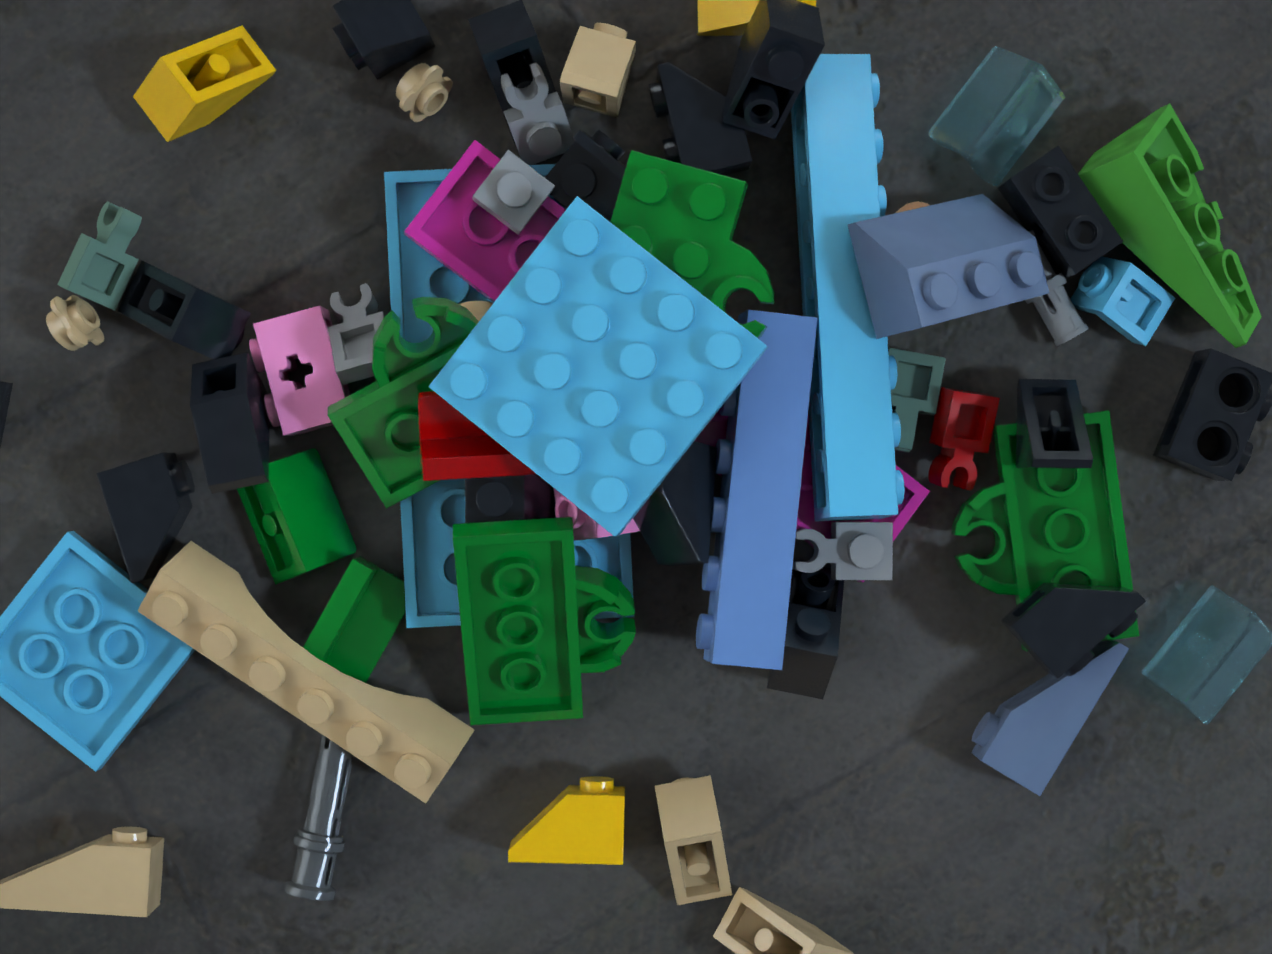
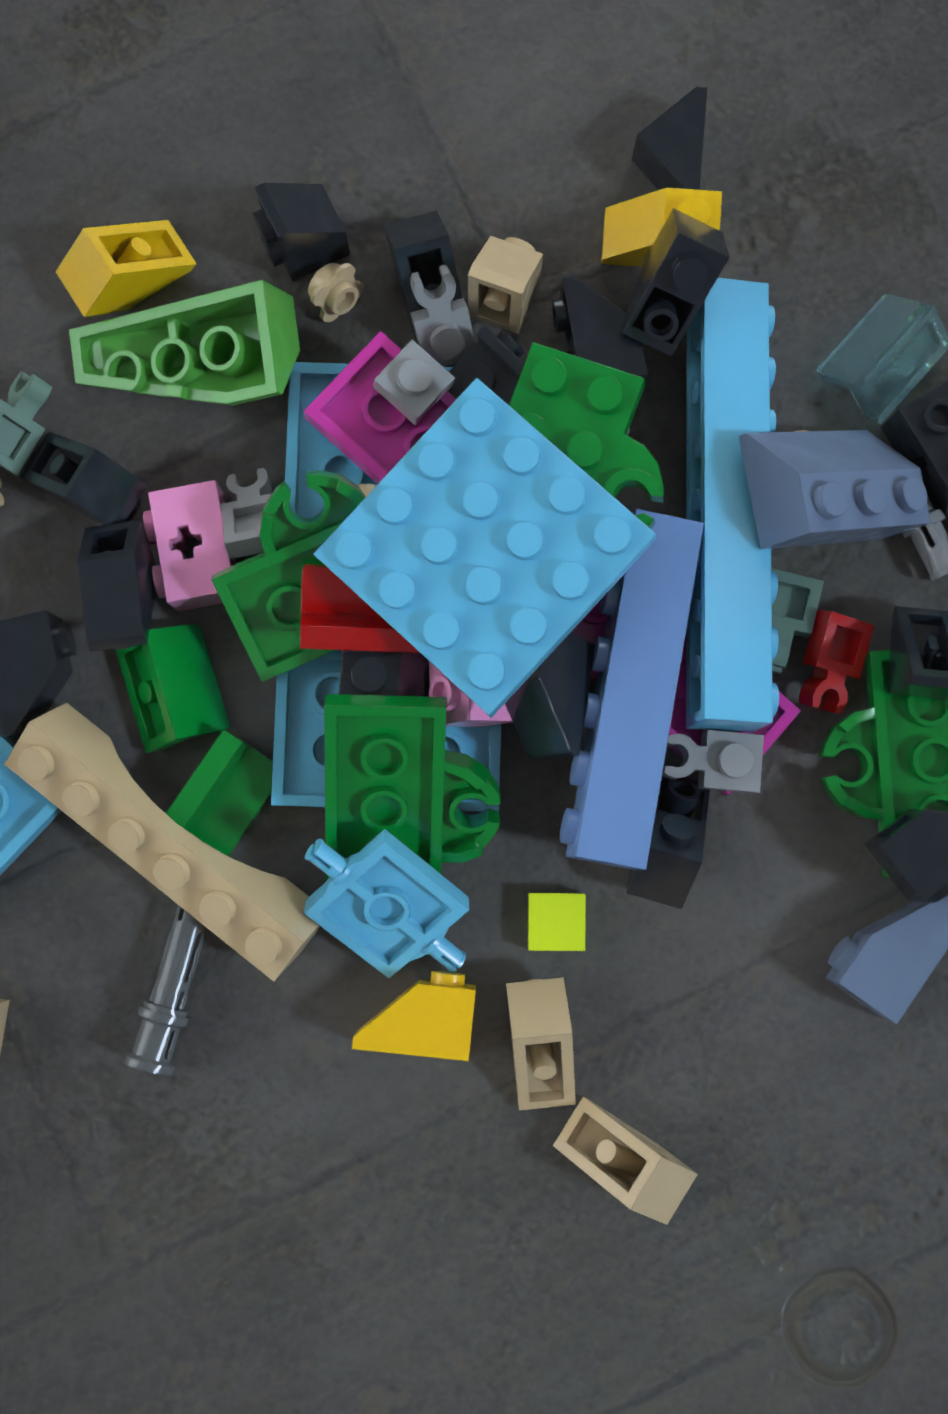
camera: 10 degrees right, 5 degrees down
(296, 168) = (201, 349): none -> bright green wedge
(530, 719) = (386, 904): none -> medium azure plate
(700, 719) = (556, 921): none -> neon yellow tile

